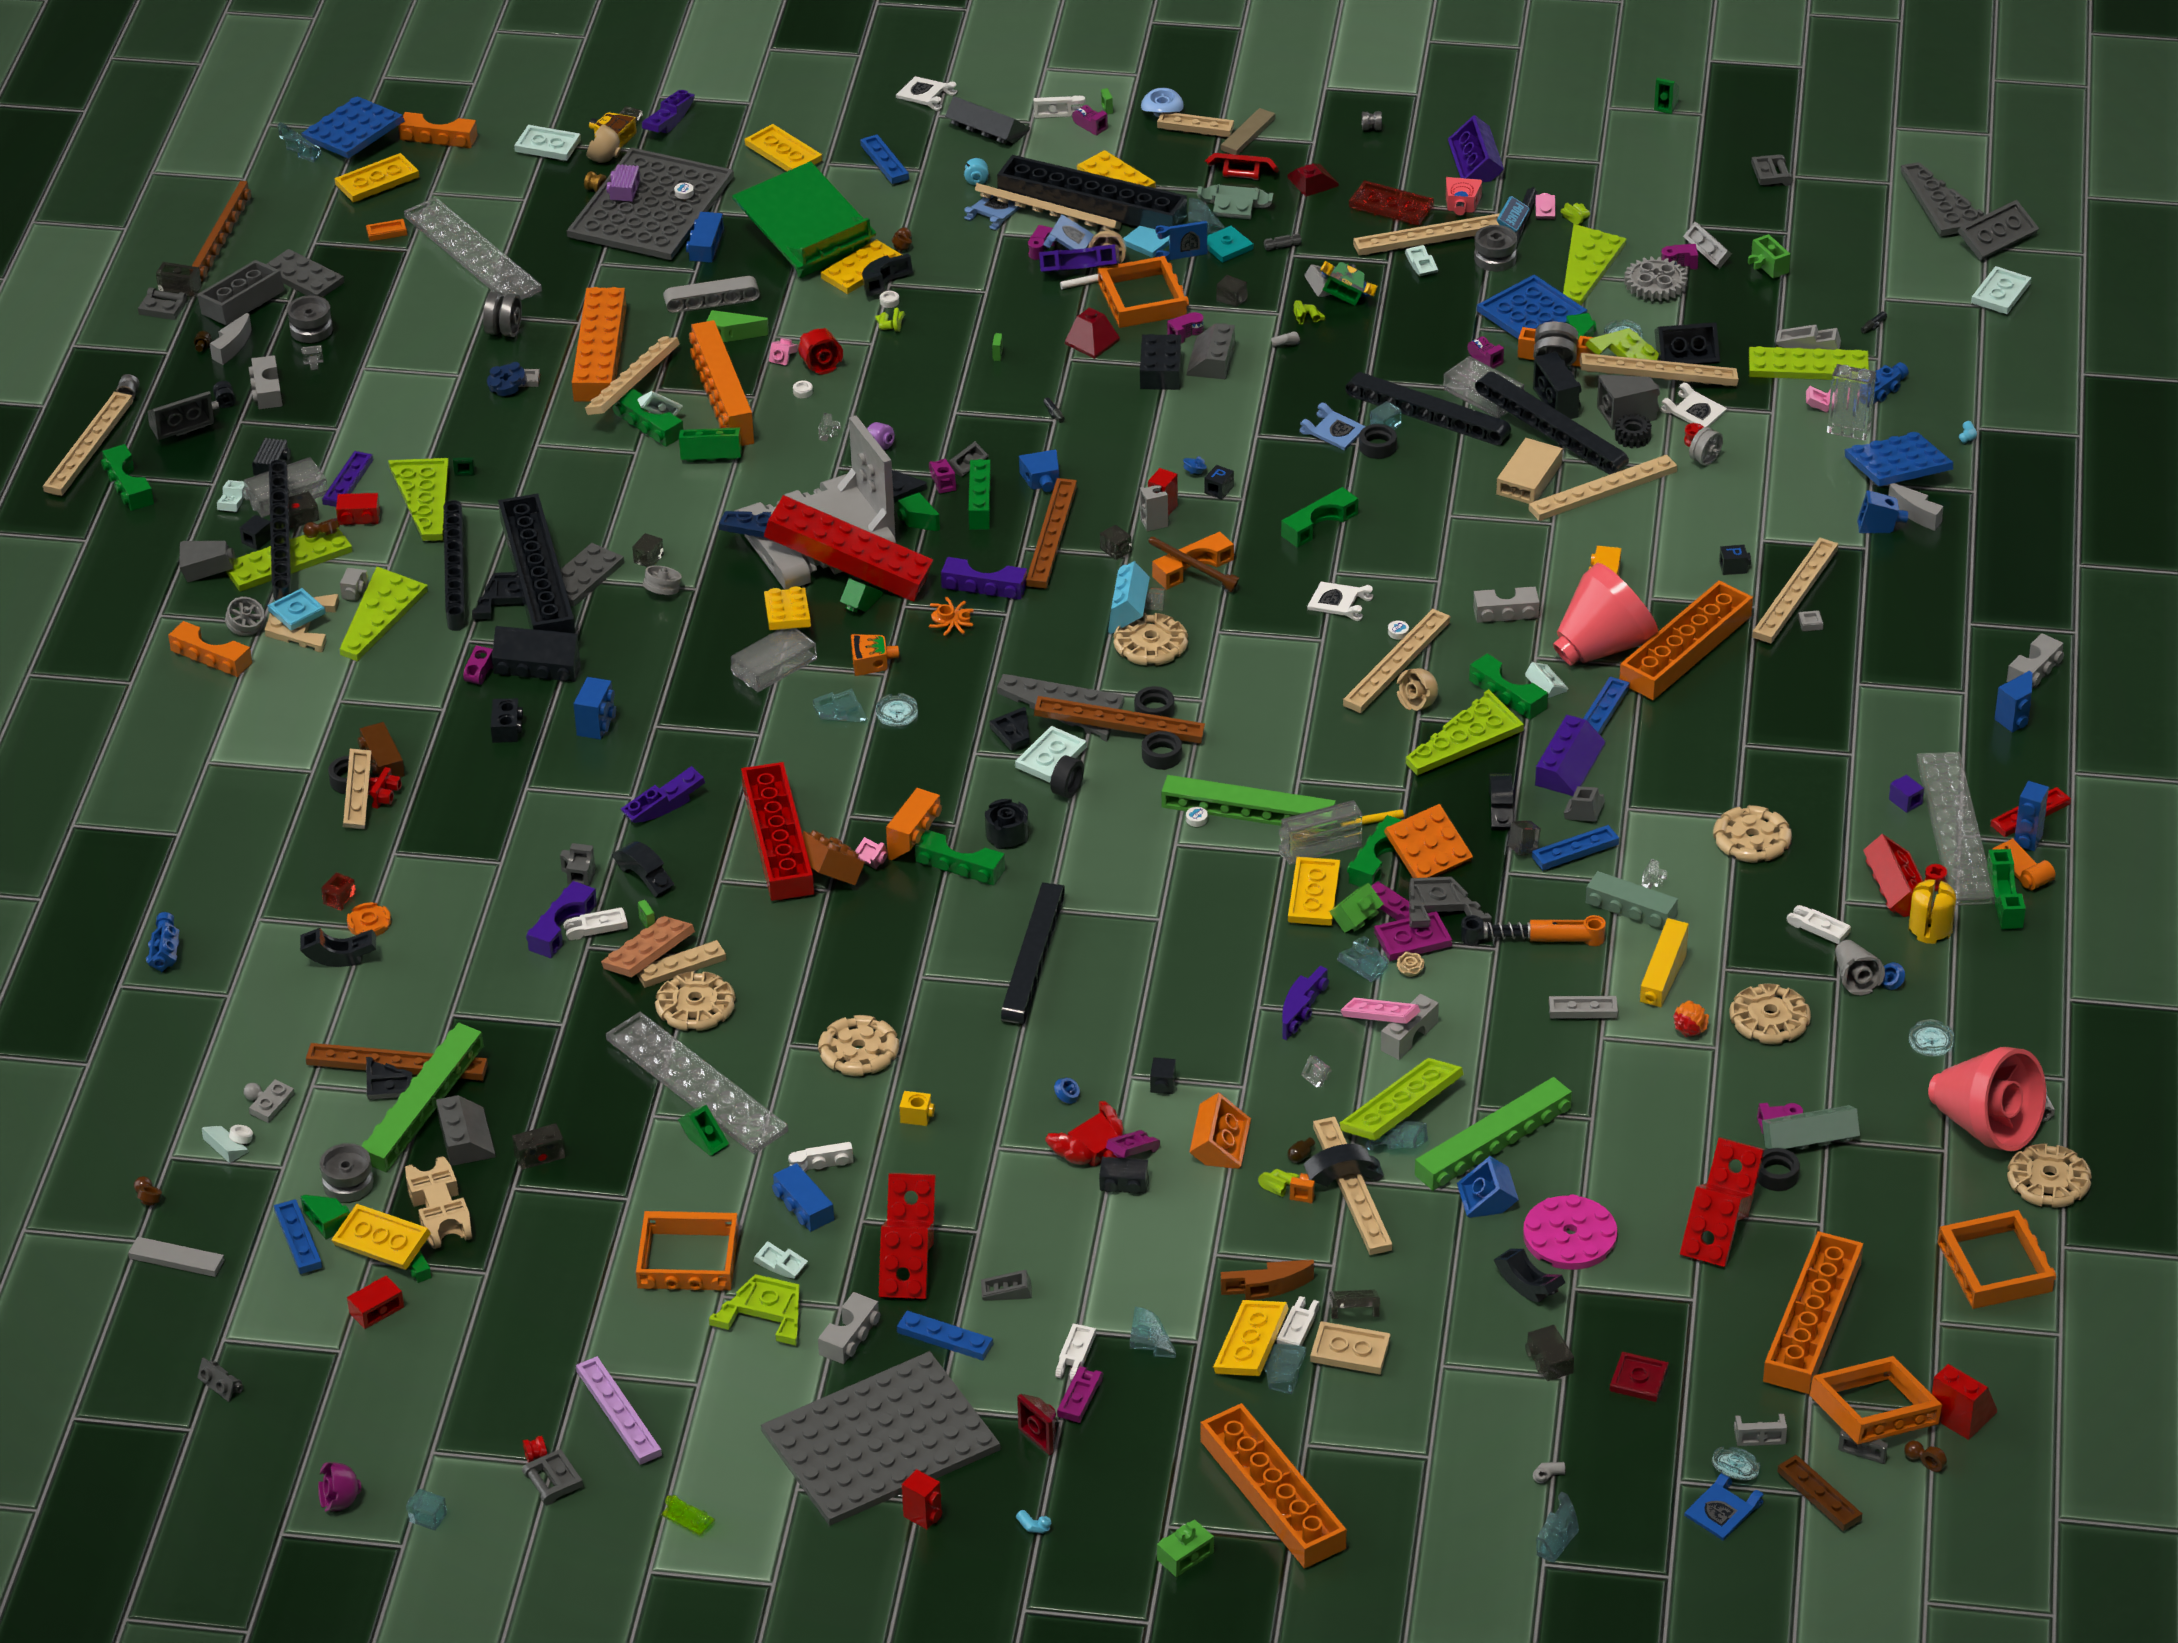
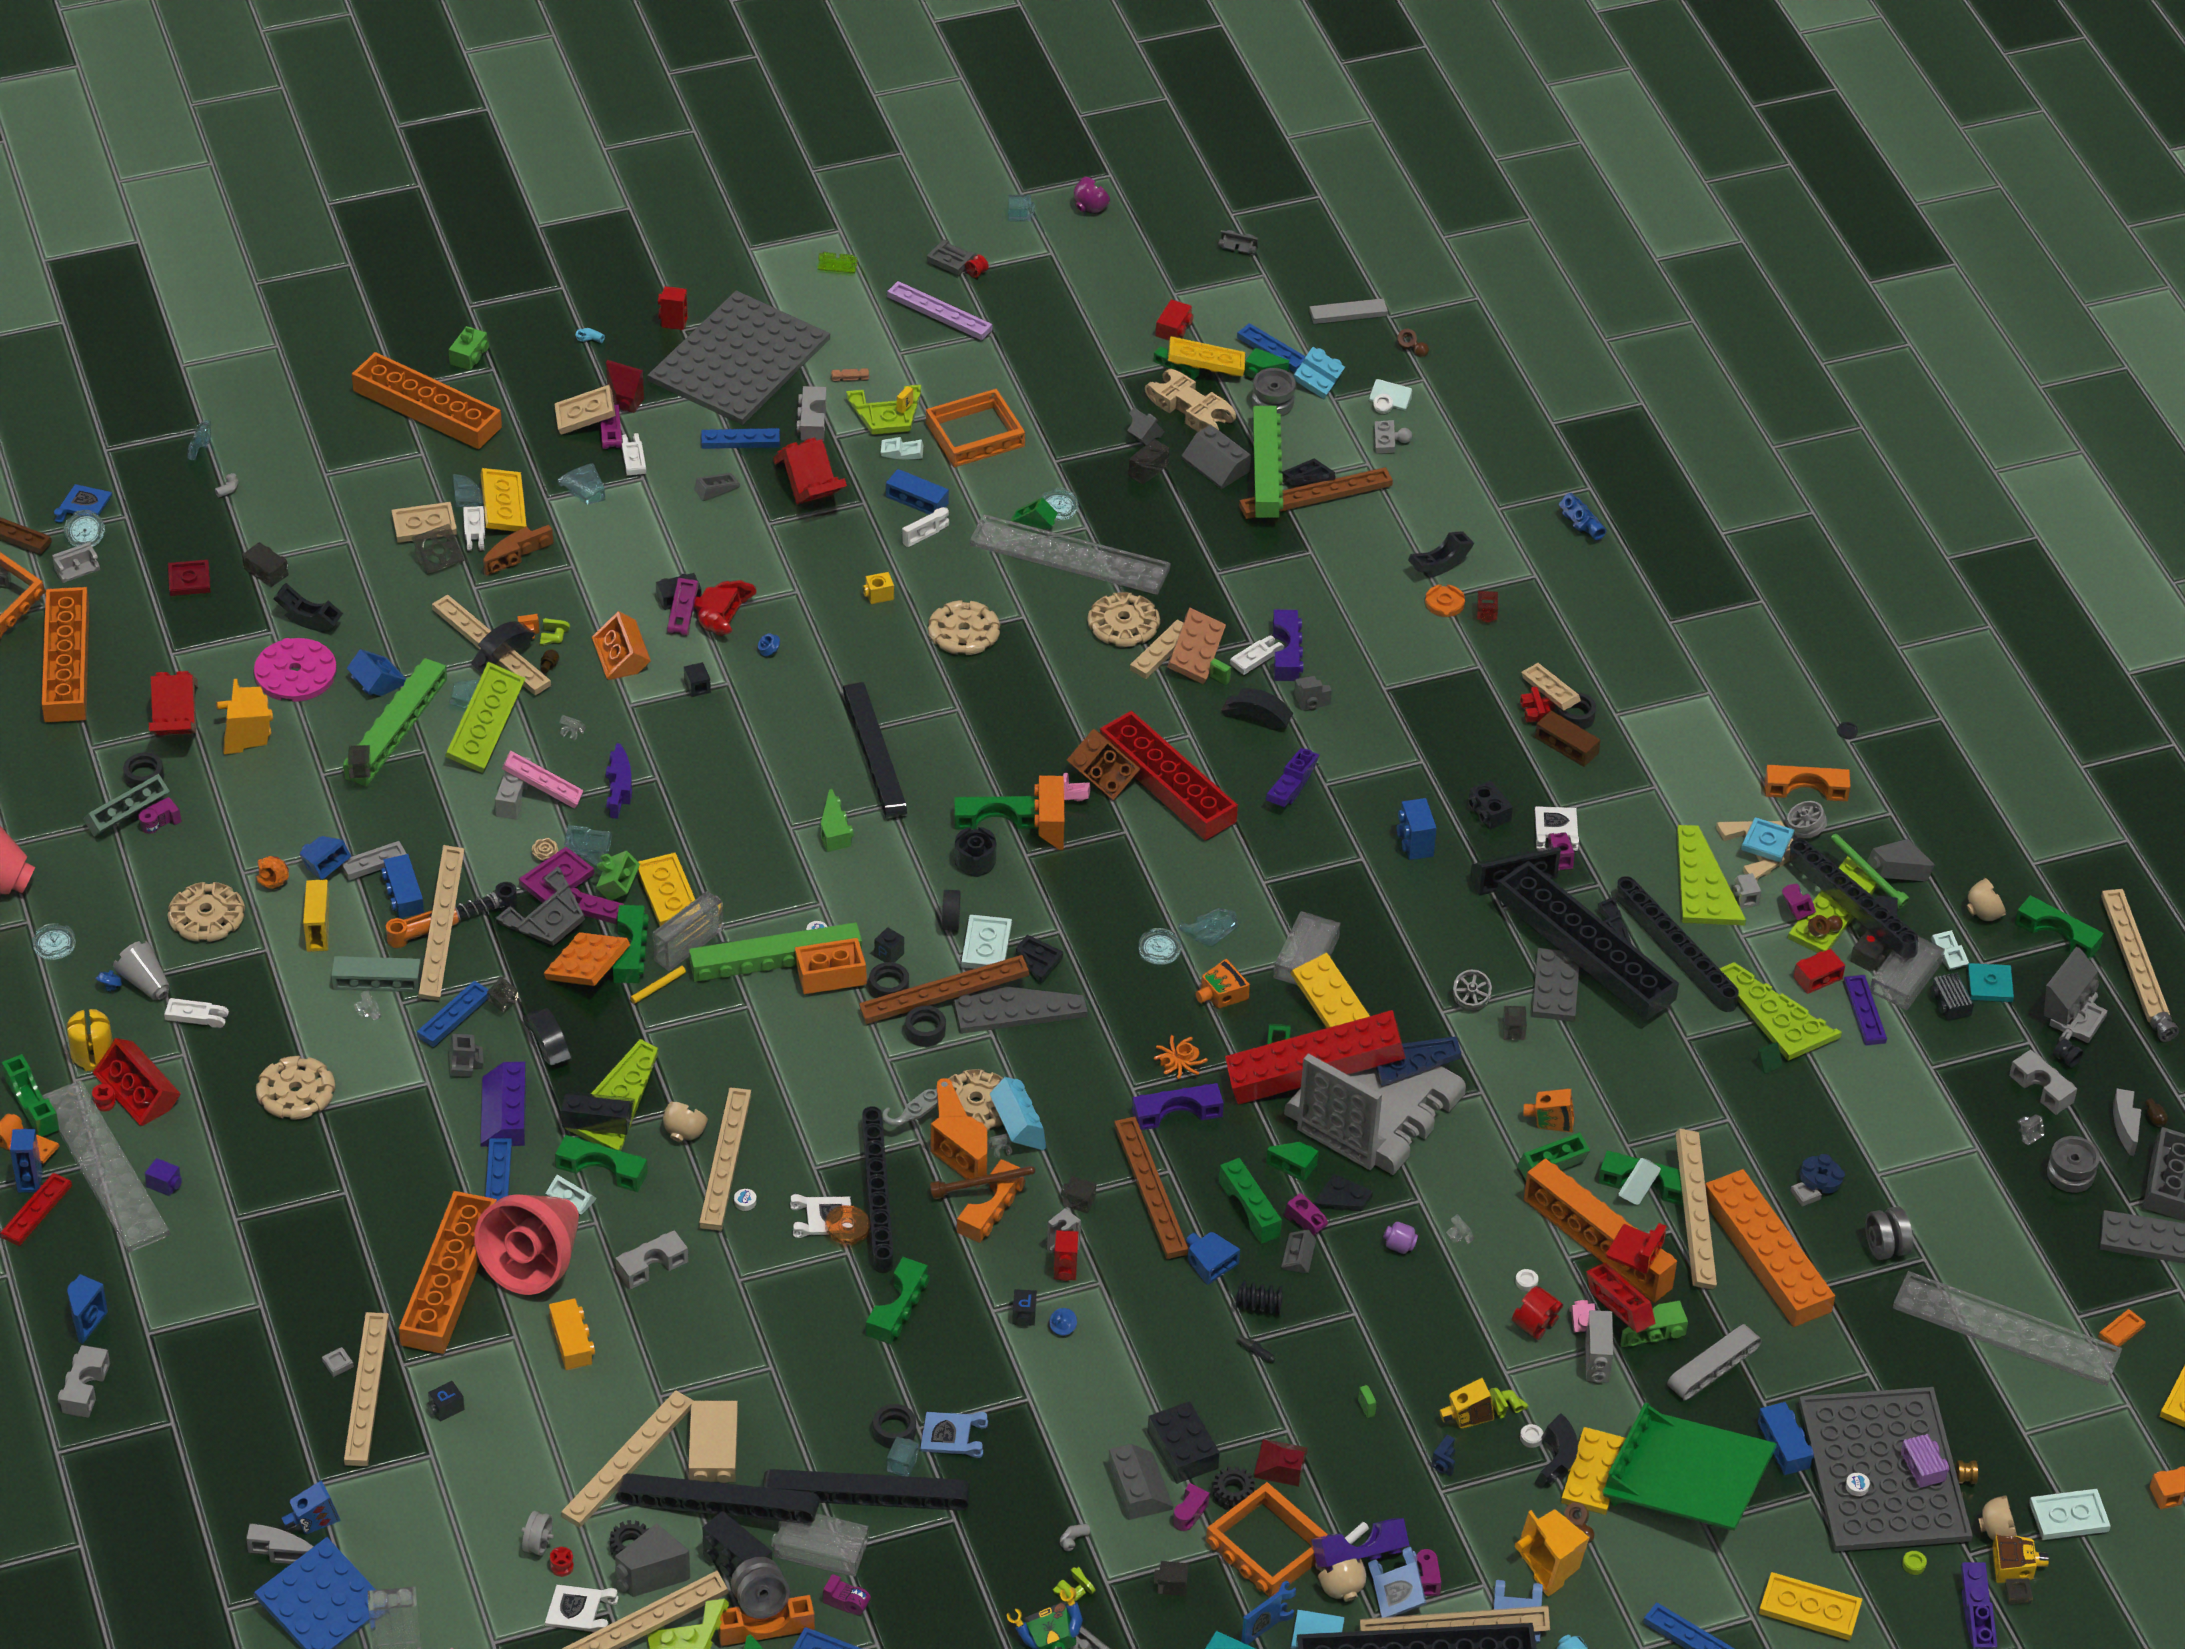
camera: 150 degrees right, 5 degrees up
(122, 689) = (1847, 730): none -> black piece
(168, 508) = (1985, 902): none -> tan cylinder
(225, 464) = (1990, 982): none -> teal plate
(233, 540) = (1902, 897): none -> bright green piece
(277, 1185) = (1318, 372): none -> medium azure plate
(321, 563) = (1798, 904): none -> magenta leg
(460, 694) = (1556, 821): none -> white flag
(511, 1182) = (1144, 427): none -> dark grey brick
(663, 1145) = (1063, 502): none -> clear light blue tile
(678, 473) = (1552, 1110): none -> orange torso
(684, 153) = (1914, 1562): none -> lime tile
(714, 328) = (1637, 1247): none -> red bracket
(744, 1289) = (905, 399): none -> yellow tile
(751, 329) = (1619, 1297): none -> red brick
(773, 1369) = (850, 374): none -> nougat axle
(785, 324) = (1599, 1346): none -> light grey window
(924, 315) = (1469, 1405): none -> yellow torso
(942, 212) = (1552, 1549): none -> light orange piece
(968, 300) = (1443, 1455): none -> dark blue bracket
(1026, 430) = (1260, 1297): none -> black piece
(1099, 1411) = (585, 409): none -> tan plate
(1121, 896) = (834, 826): none -> bright green slope
(1141, 325) = (1232, 1477): none -> black tyre
(1142, 773) = (889, 946): none -> black brick
(1193, 604) = (954, 1136): none -> orange slope
(1209, 763) = (831, 966): none -> orange slope
(1281, 597) = (877, 1189): none -> black beam
(1333, 575) = (851, 1215): none -> clear orange tile
(1491, 711) = (597, 1112): none -> black slope
(1549, 907) = (441, 923): none -> tan plate
(1557, 1073) = (359, 761): none -> clear smoke brick
(1568, 968) = (402, 886): none -> blue brick
(1633, 1015) = (324, 855): none -> blue torso
(1653, 1166) = (246, 719): none -> light orange piece

